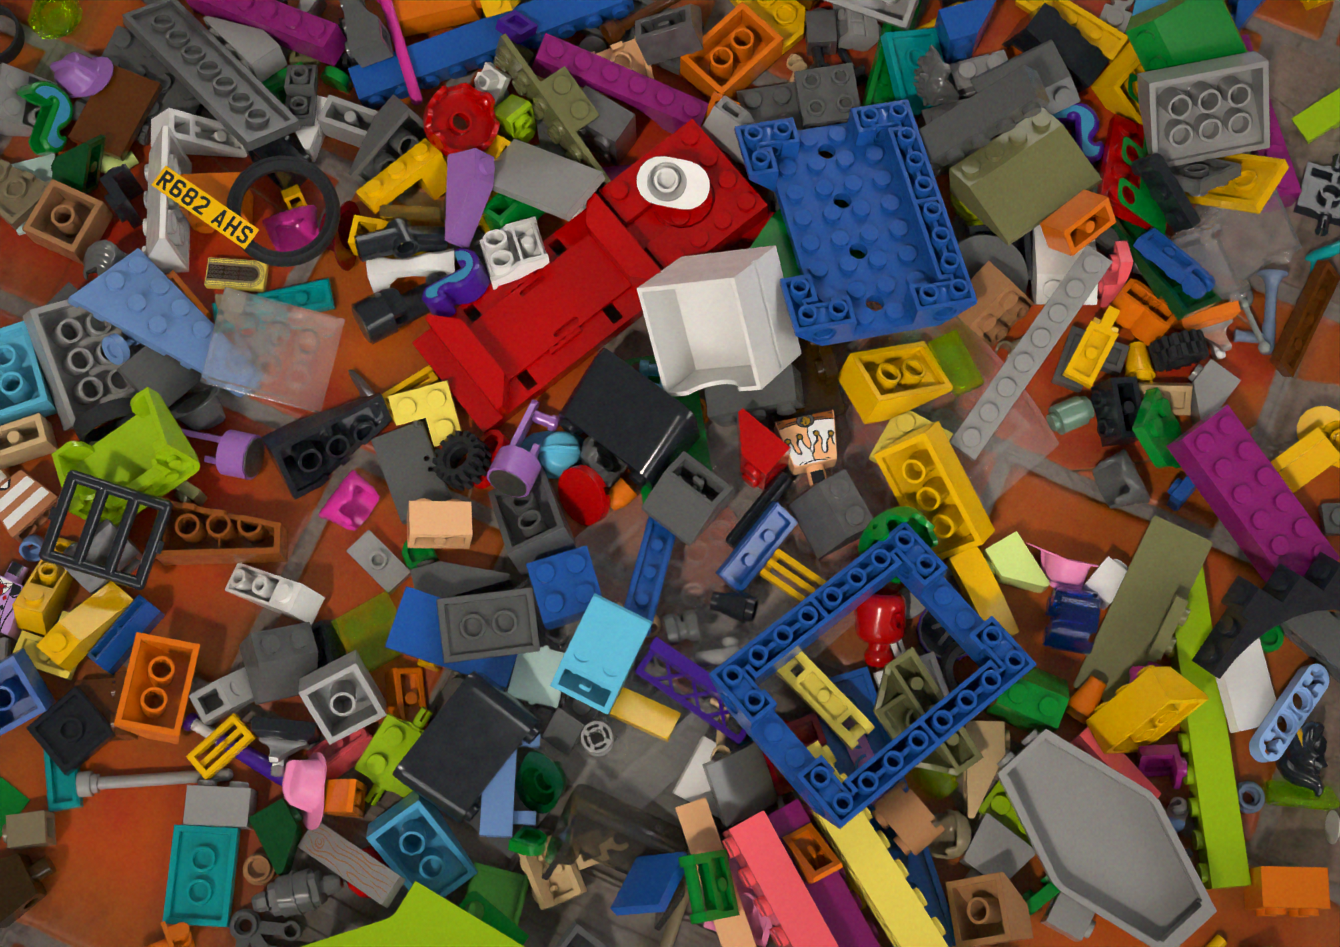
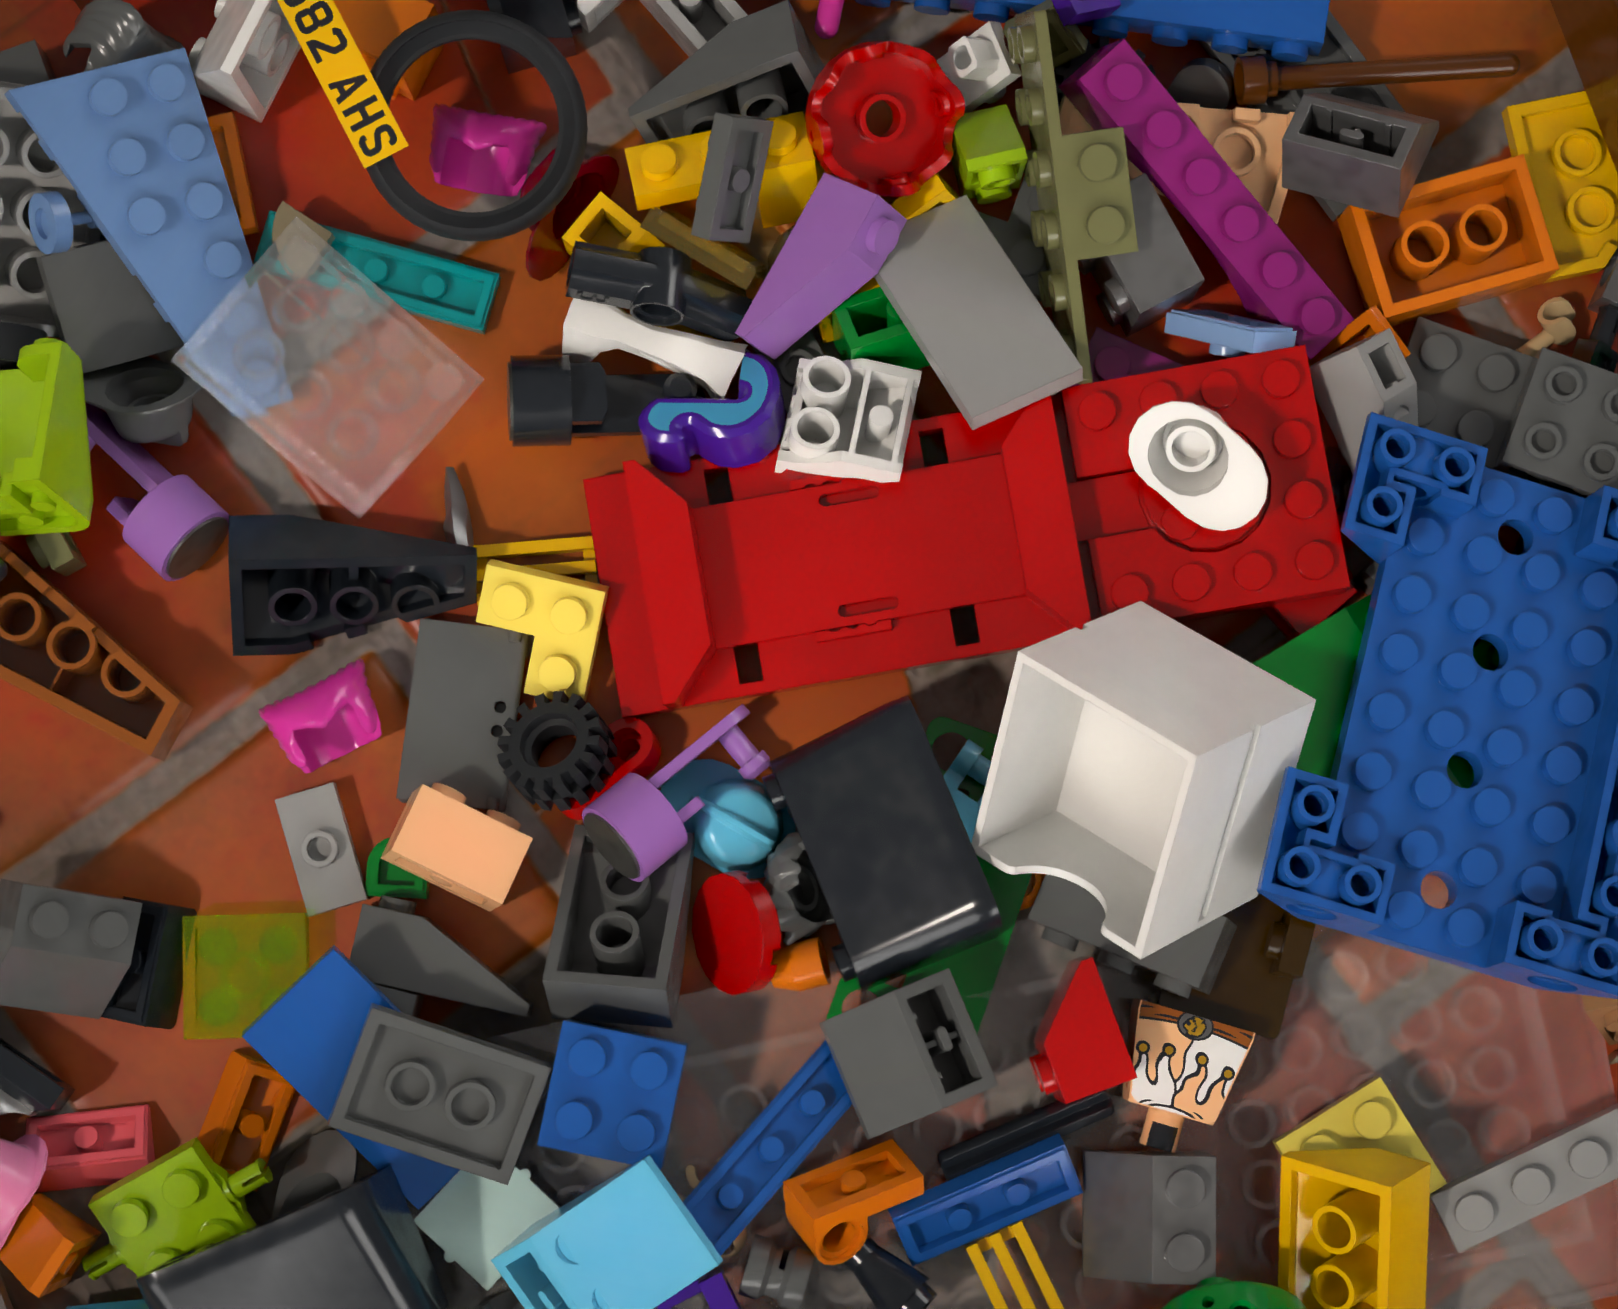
camera: 20 degrees right, 10 degrees up
(236, 274) = (334, 176): tile -> none
(275, 593) = (113, 811): white slope -> none
(291, 193) = (514, 81): yellow piece -> none
(342, 697) = (130, 1071): light grey brick -> none
(408, 174) = (732, 177): none -> dark grey plate
(656, 135) = (1228, 333): none -> light blue plate
(690, 581) = (834, 1201): none -> orange plate
(892, 380) = (1394, 1032): yellow slope -> none
(956, 363) = (1524, 1058): clear neon green plate -> none

